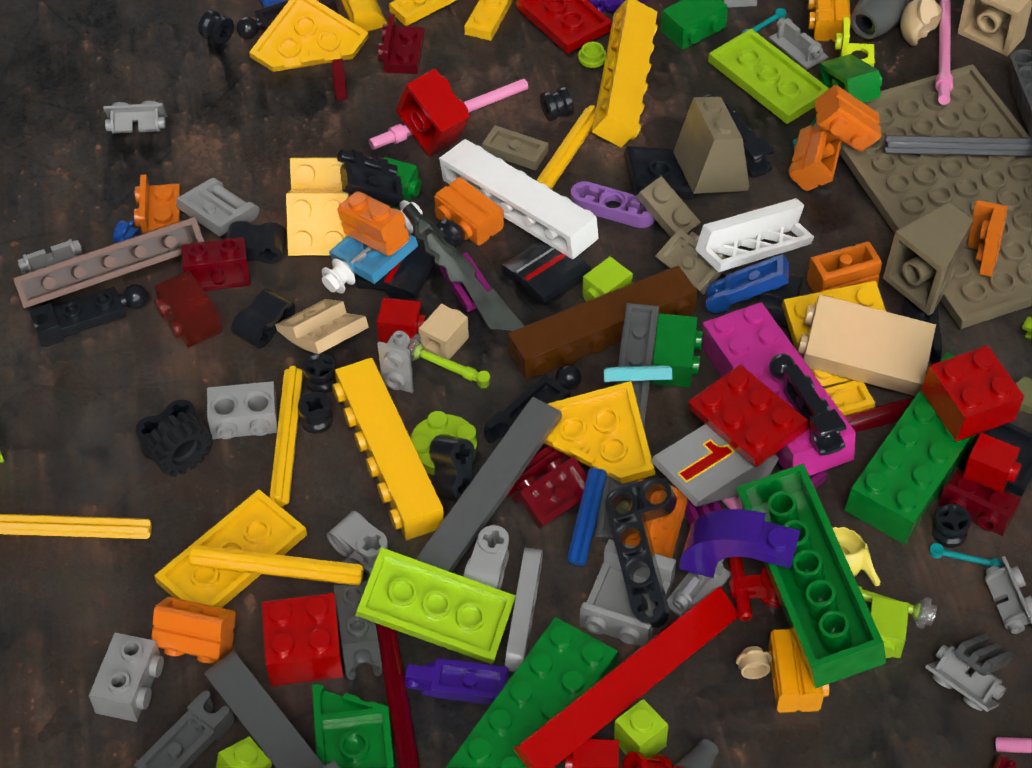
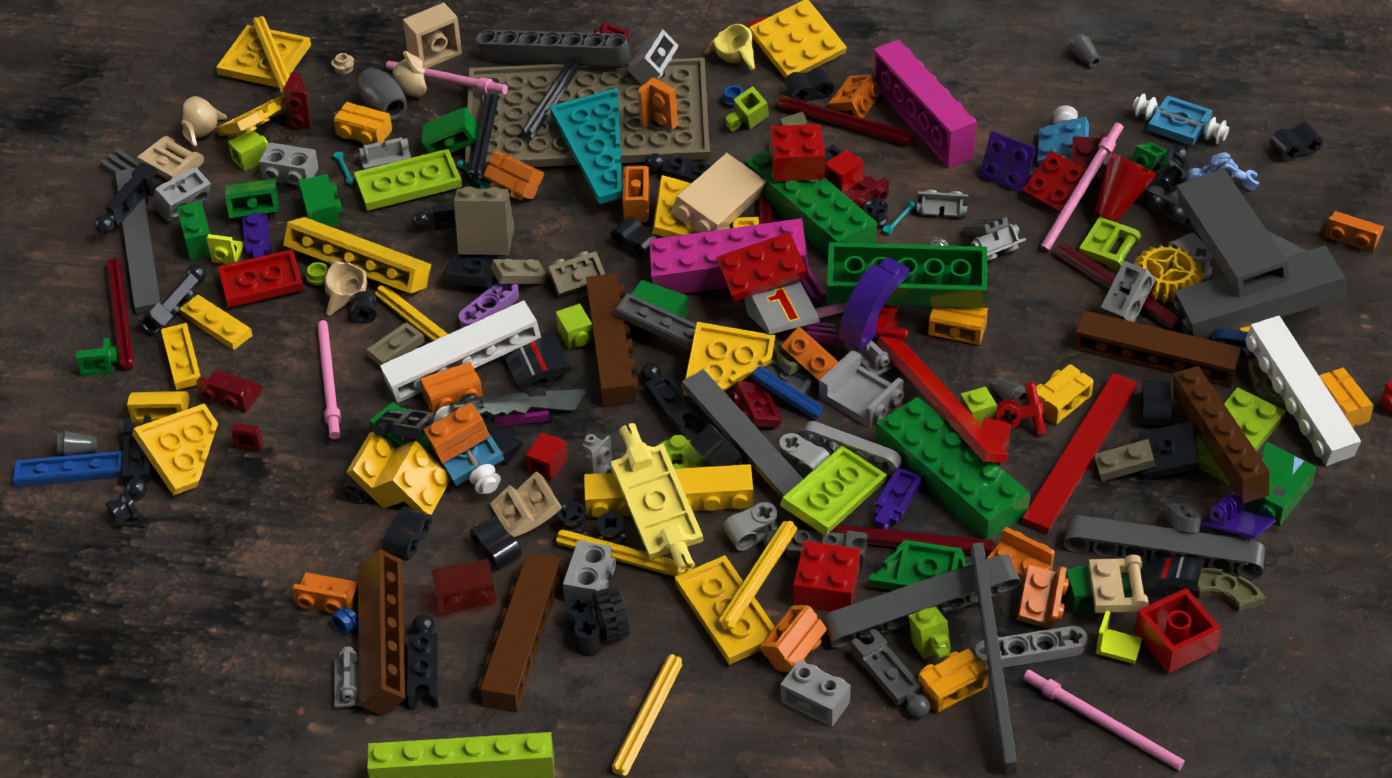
camera: 70 degrees left, 5 degrees down
(142, 378) = (520, 632): none -> reddish brown brick
(148, 114) = (206, 580): light grey hinge -> none
(216, 206) = (349, 550): light grey plate -> none
(217, 263) = (421, 555): dark red bracket -> none
(345, 430) = (656, 500): none -> light yellow plate
(417, 350) = (577, 453): lime piece -> none
(432, 112) = (344, 374): red brick -> none
(444, 331) = (572, 429): tan brick -> none
(578, 73) = (342, 283): none -> tan piece
(637, 373) = (689, 318): tile -> none
(643, 554) = (879, 371): black beam -> none
(747, 283) = (624, 243): blue hinge -> none
(748, 230) = (576, 234): white fence -> none
(754, 662) = (941, 341): tan plate -> none
(800, 390) = (800, 225): black plate -> none
(845, 48) = (404, 126): neon yellow bracket -> none
(848, 118) = (504, 138): orange brick -> none
(880, 104) = (483, 136): none -> black axle
(905, 198) = (593, 136): none -> teal wing
(928, 255) = (666, 136): dark tan slope -> none

